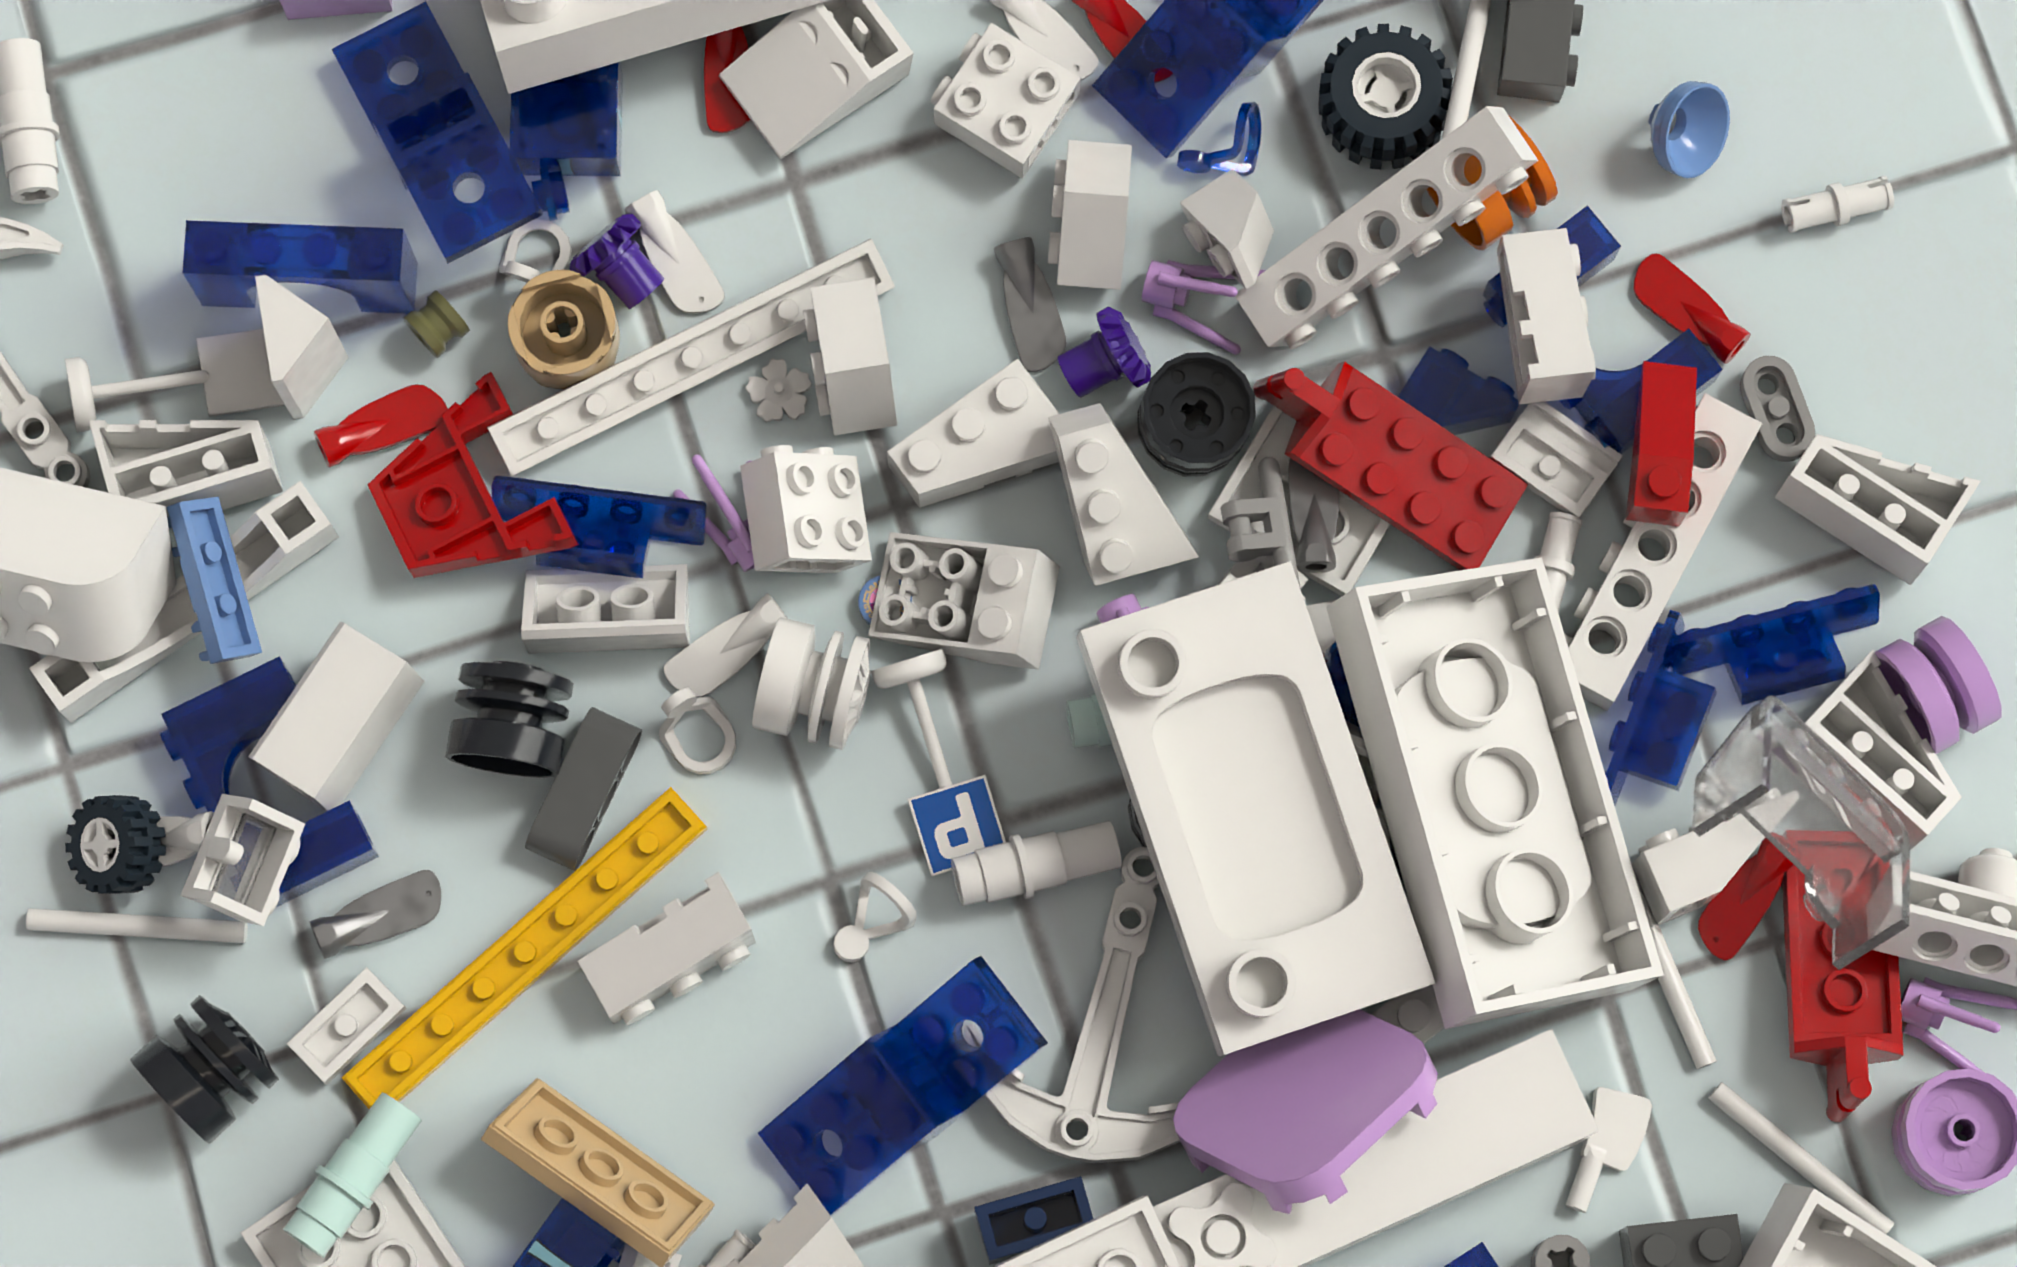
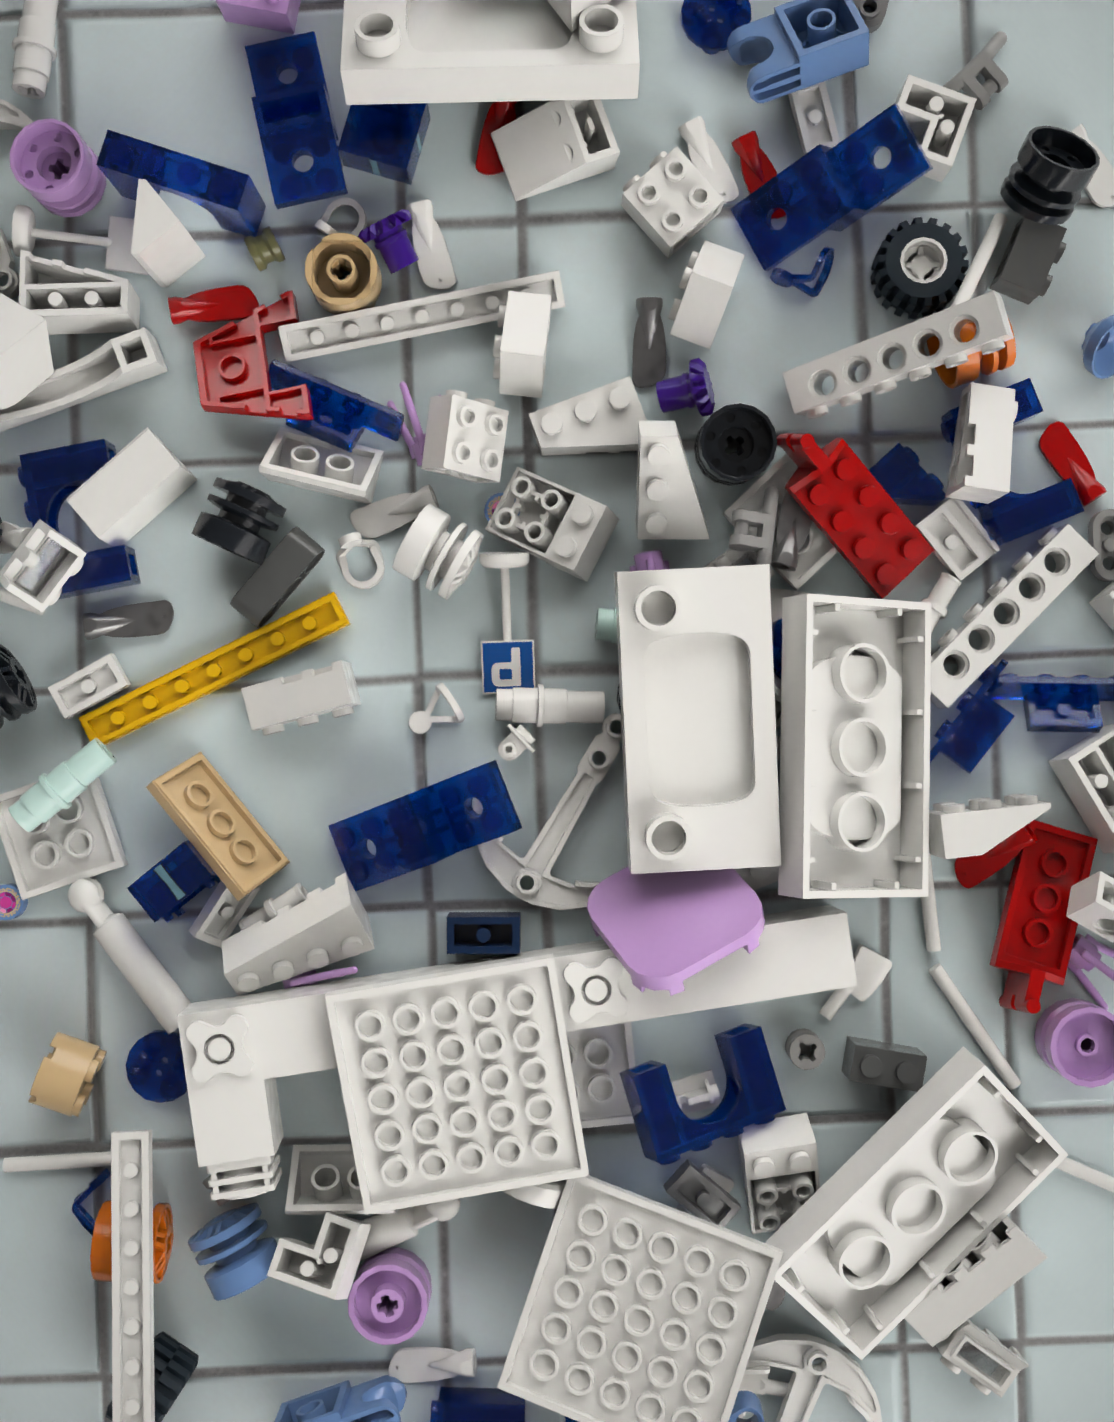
camera: 20 degrees right, 10 degrees up
(86, 281) = (57, 168): none -> lavender wheel
(213, 580) = (72, 376): medium blue plate -> none
(551, 193) = (361, 183): clear blue plate -> none
(779, 391) = (472, 355): white plant -> none
(1004, 926) = (516, 743): none -> white hinge
(1170, 286) = (742, 355): lavender plant -> none
(1230, 225) = (793, 326): white slope -> none
(1663, 445) = (1032, 551): red slope -> none
(1817, 817) = (1064, 831): clear windscreen -> none

